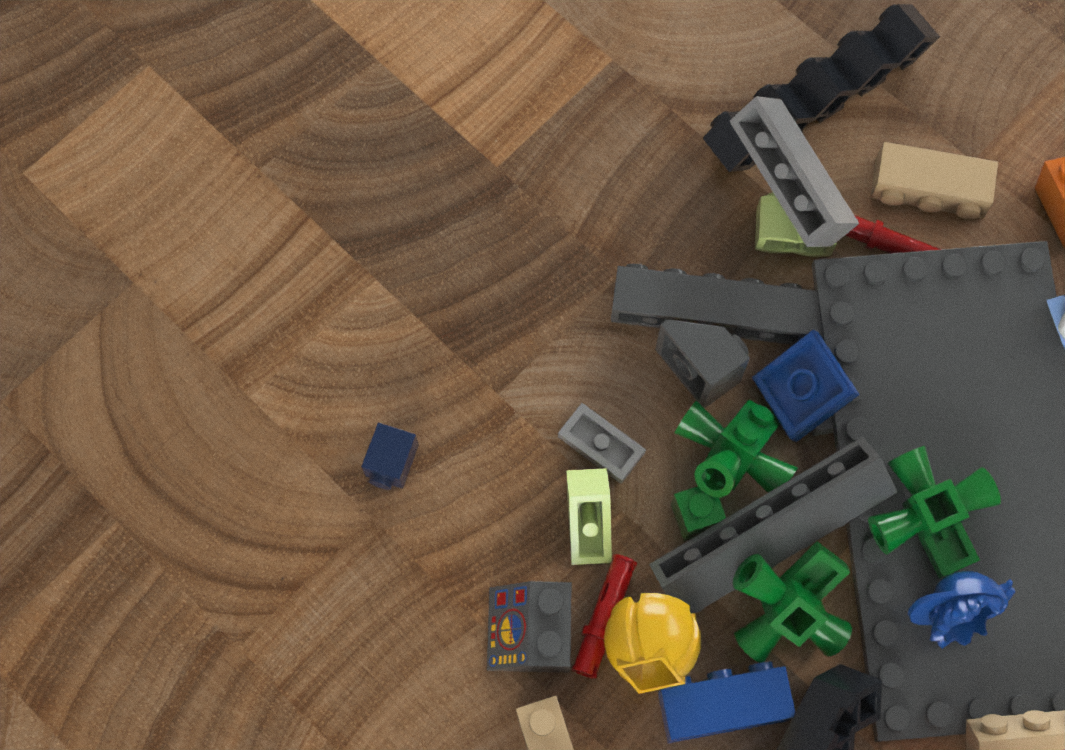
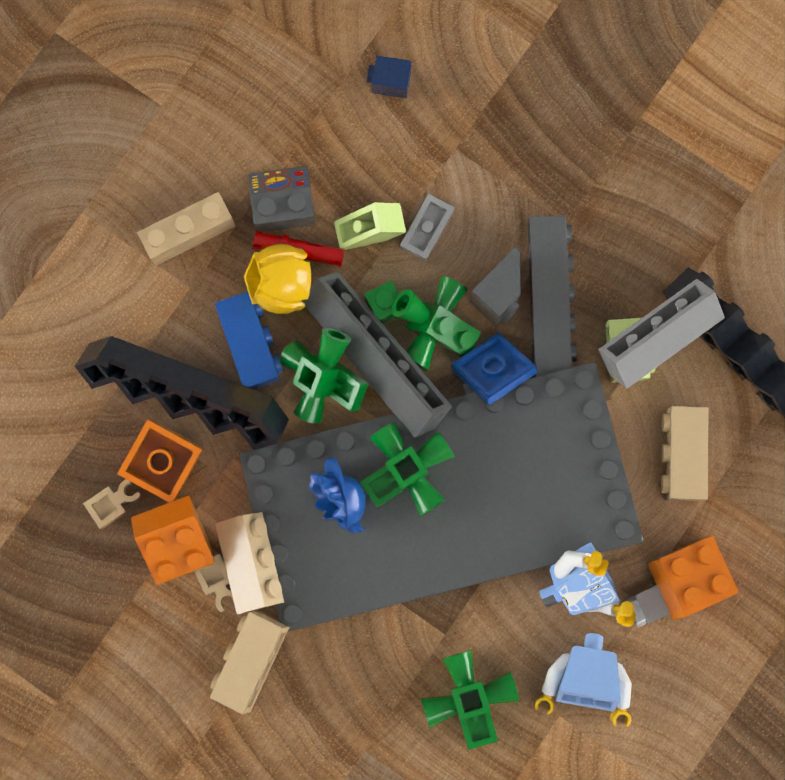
camera: 80 degrees right, 10 degrees up
(885, 239) = (630, 420): red pin -> none

